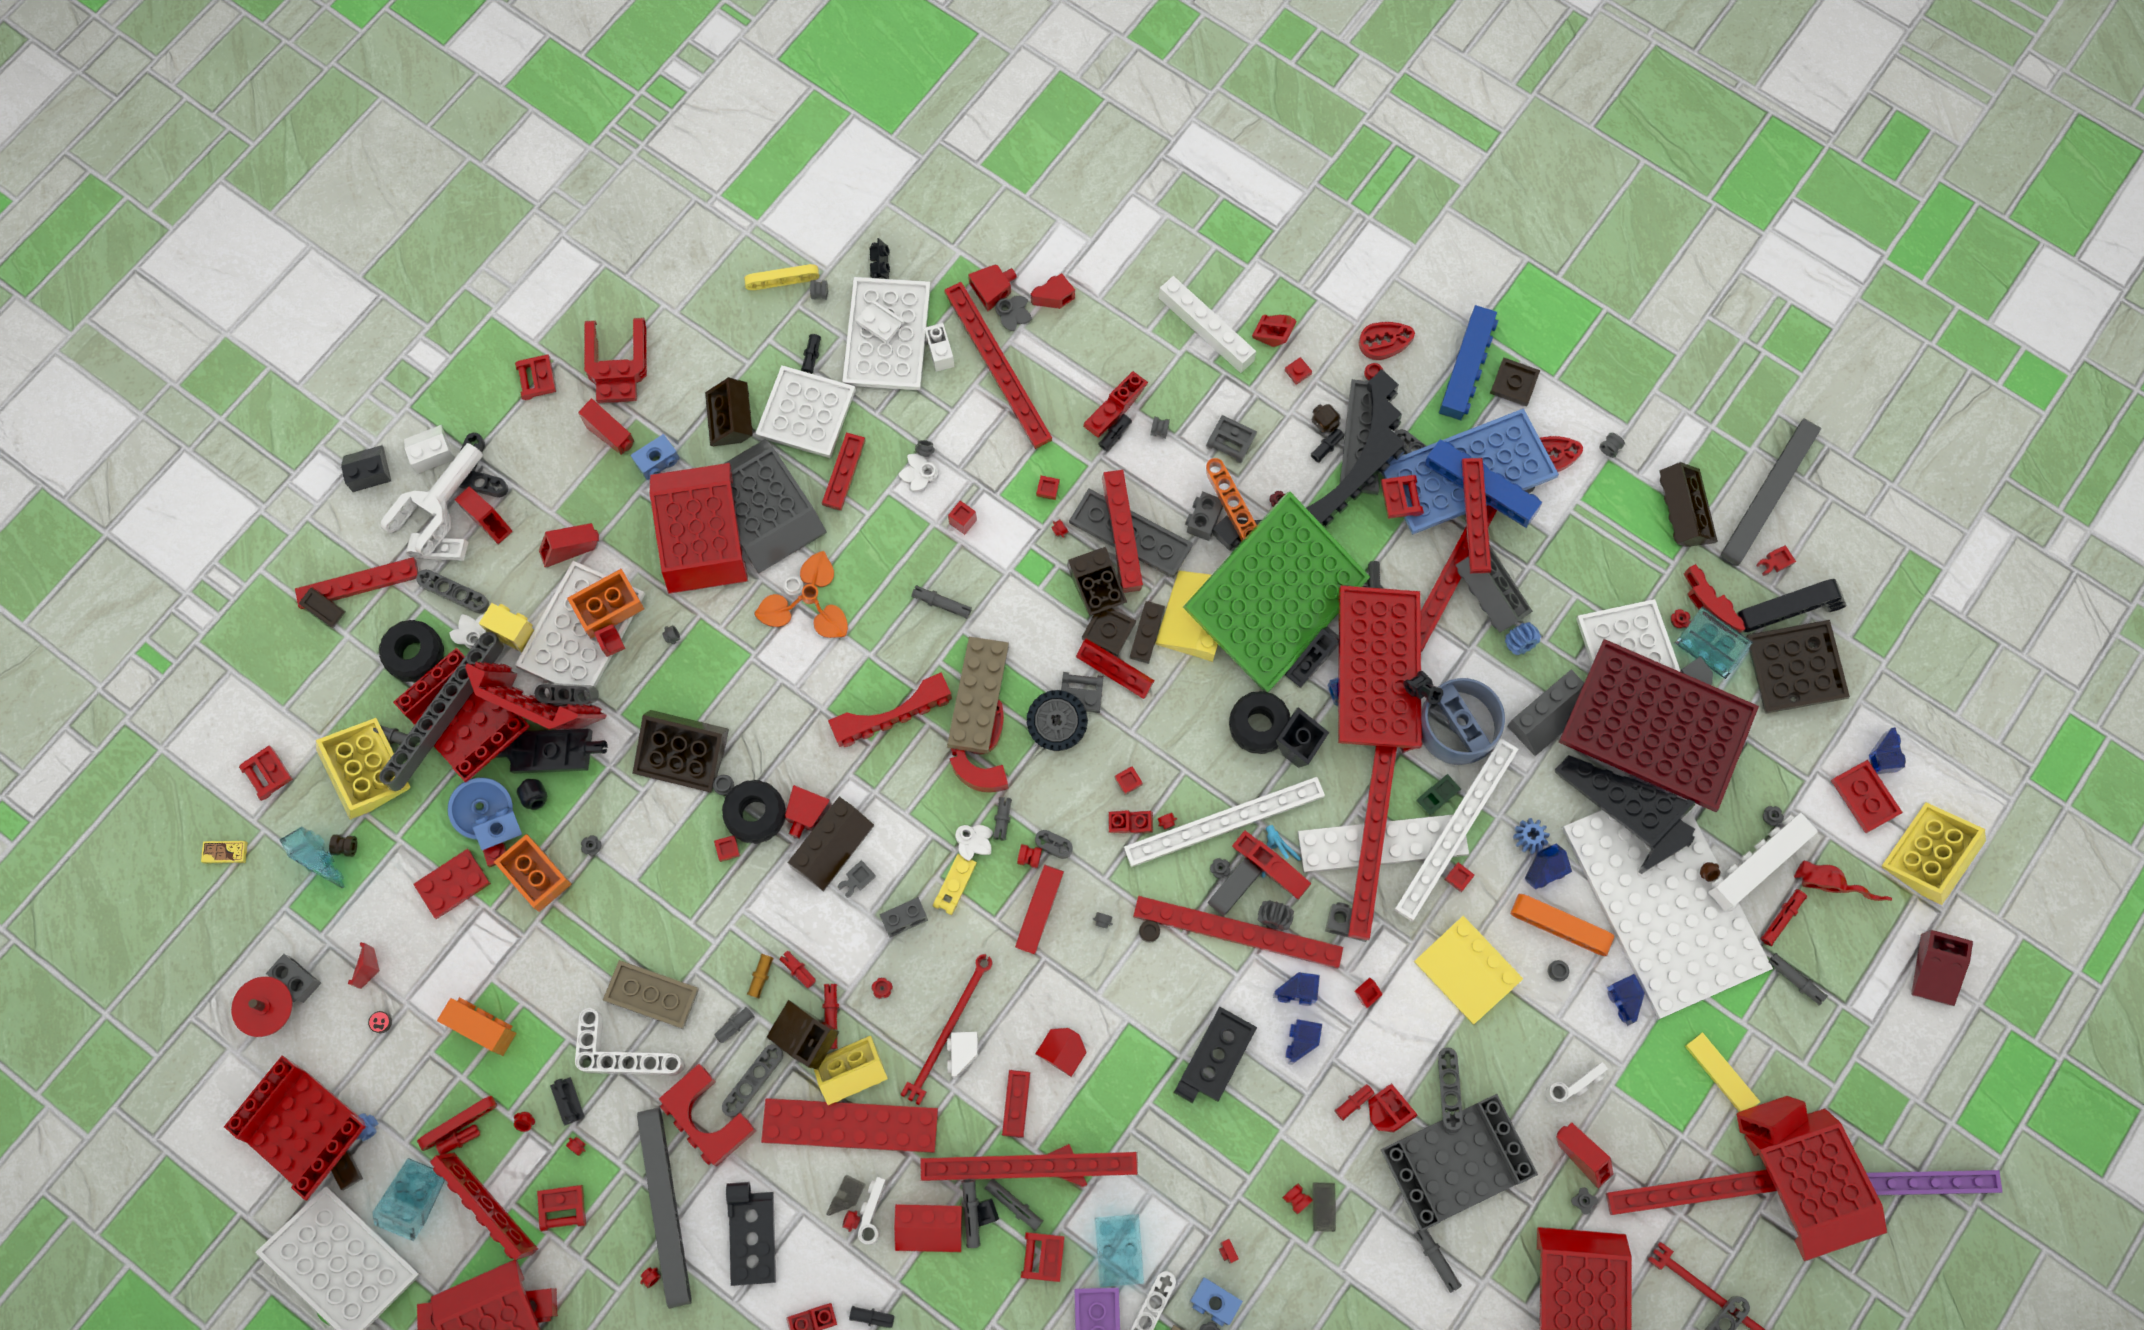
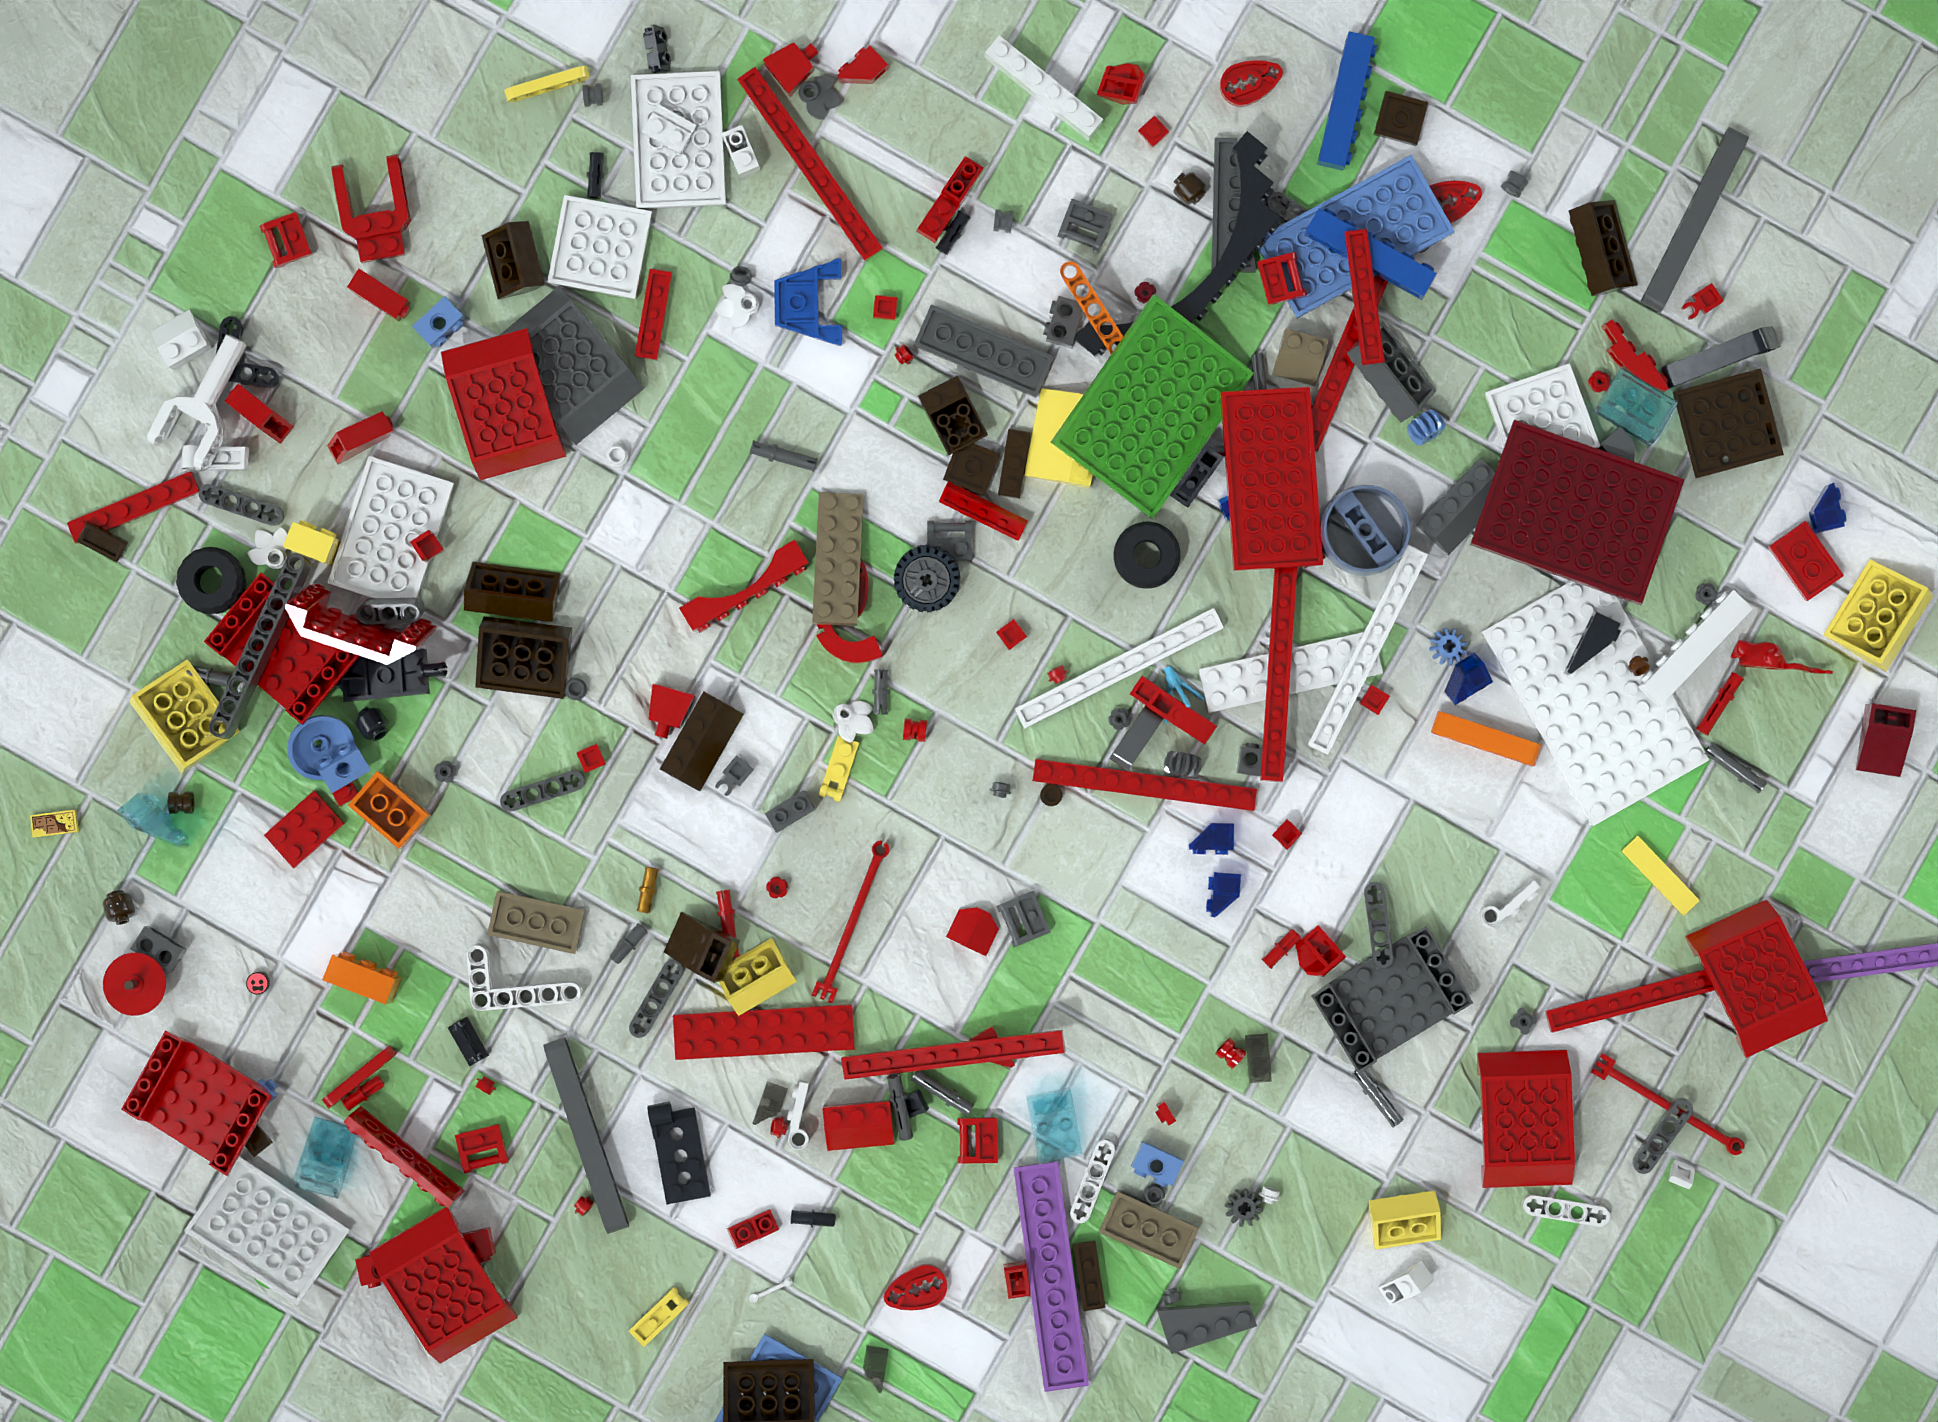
camera: 10 degrees left, 15 degrees up
(265, 934) = (118, 907): none -> dark brown head
(270, 767) = (85, 727): red plate -> none
(365, 469) = (115, 371): black slope -> none
(366, 967) = (232, 928): red slope -> none
(523, 1121) = (427, 1067): red plate -> none
(605, 603) = (416, 505): orange brick -> none
(671, 634) = (491, 528): dark grey plate -> none
(677, 870) = (543, 794): none -> dark grey beam
(679, 692) = (511, 591): none -> dark brown slope
(679, 1103) = (584, 1030): red arch -> none
(740, 798) = (636, 716): black tyre -> none
(797, 969) = (686, 878): red axle -> none
(815, 571) = (642, 436): orange plant -> none
(962, 517) = (794, 355): red panel -> none
(963, 1051) = (871, 944): white slope -> none
(972, 476) = (798, 302): none -> blue wing
(1016, 1104) = (932, 990): red tile -> none
(1039, 909) = (932, 786): red slope -> none
(1055, 839) = (937, 718): dark grey beam -> none
(1118, 1043) = (1031, 917): none -> dark grey plate
(1123, 533) = (974, 353): red arch -> none
(1130, 822) = (1018, 679): red slope -> none
(1193, 1077) = (1112, 945): black hinge -> none
(1301, 738) = (1193, 569): black slope -> none
(1327, 445) = (1194, 220): black axle -> none
(1371, 370) = (1239, 124): red plate -> none
(1412, 567) = (1300, 357): none -> dark tan slope
(1422, 686) = (1319, 502): black connector -> none
(1438, 794) = (1346, 611): dark green slope -> none
(1468, 970) = (1389, 798): light yellow slope -> none
(1558, 971) = (1484, 787): dark grey plate -> none
(1585, 1154) = (1521, 975): red slope -> none
(1628, 998) = (1559, 809): clear blue slope -> none
(1633, 804) = (1554, 603): black wing -> none
(1773, 1119) = (1713, 918): red slope -> none

